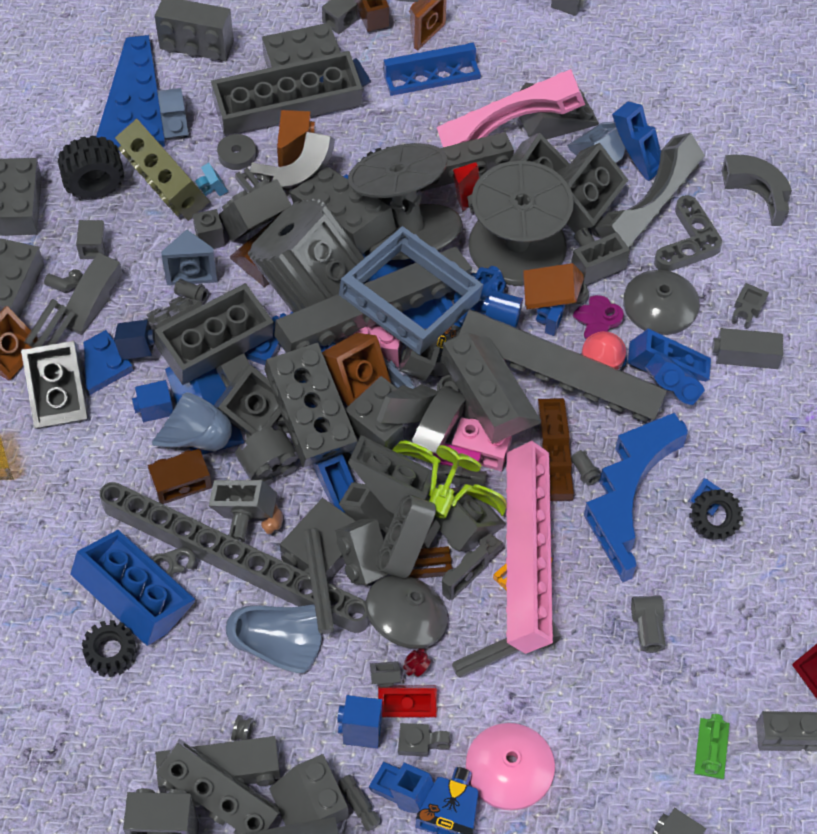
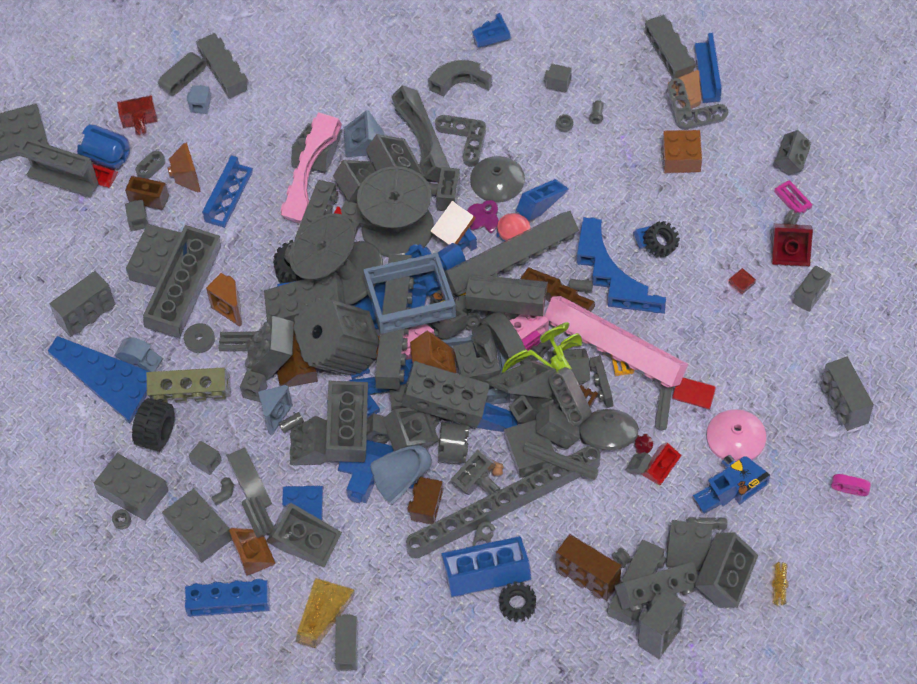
camera: 50 degrees left, 0 degrees up
(134, 339) = (309, 470): dark blue brick -> none
(194, 694) = (588, 567): none -> reddish brown brick
(211, 181) = (214, 361): dark azure tile -> none
(277, 635) = (574, 505): sand blue hair -> none
(313, 159) = (256, 300): arch -> none
(360, 721) = (664, 490): blue brick -> none
(416, 739) = (690, 472): dark grey plate -> none
(532, 681) = (694, 393): none -> red slope
(638, 138) = (382, 113): blue slope -> none
(648, 615) = (696, 311): dark grey piece -> none
(674, 378) = (562, 202): blue brick -> none
(712, 747) = (794, 331): bright green hinge -> none
(735, 642) = (742, 281): none -> clear red plate
(748, 348) = (566, 155): dark grey brick -> none
(749, 303) = (535, 134): dark grey plate -> none
(793, 317) = (564, 123): none -> dark grey plate

